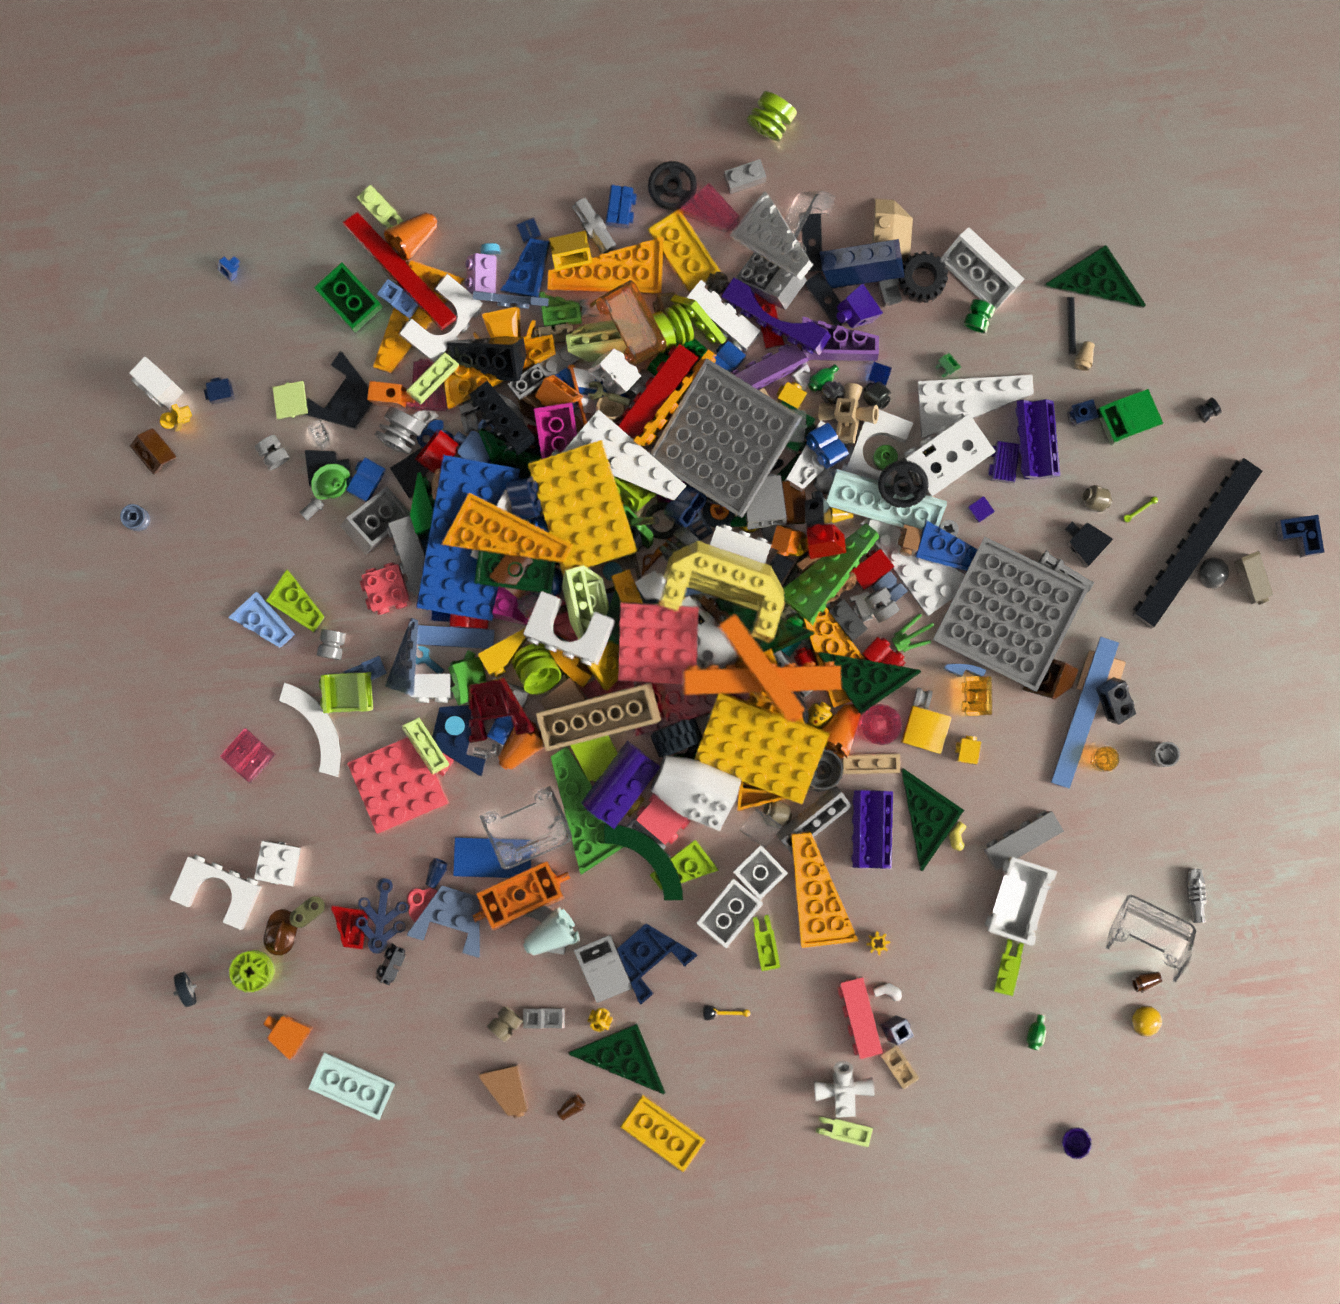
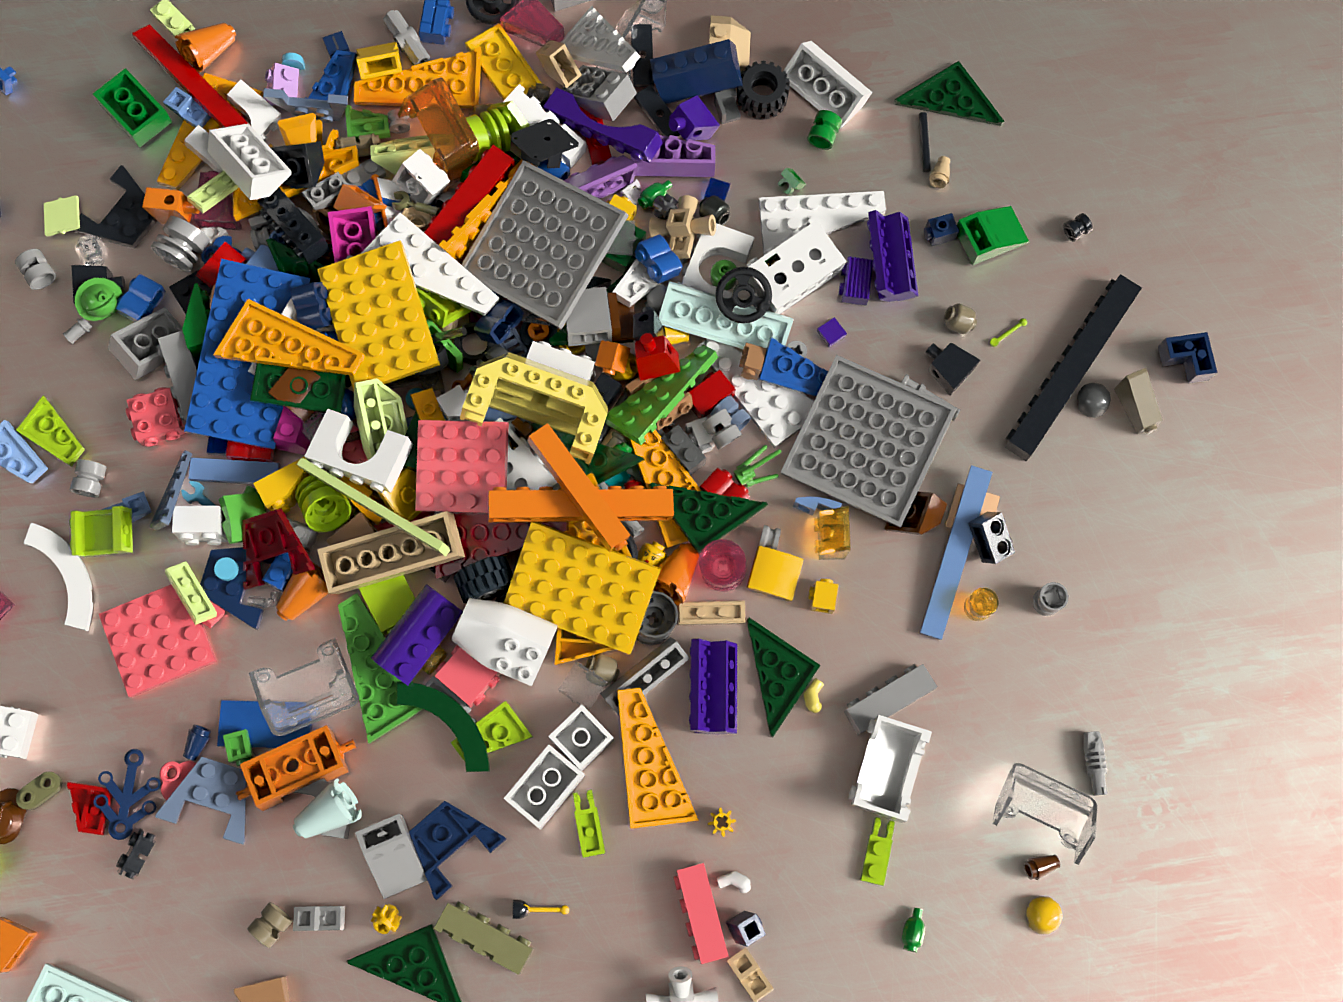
camera: 10 degrees left, 10 degrees down
(460, 357) = (247, 160): none -> white slope
(472, 878) = (238, 747): none -> bright green bracket
(584, 679) = (374, 507): none -> yellowish green tile
(681, 1035) = (484, 937): none -> olive wedge
(724, 339) = (543, 142): none -> black piece
(728, 246) = (555, 57): none -> tan torso

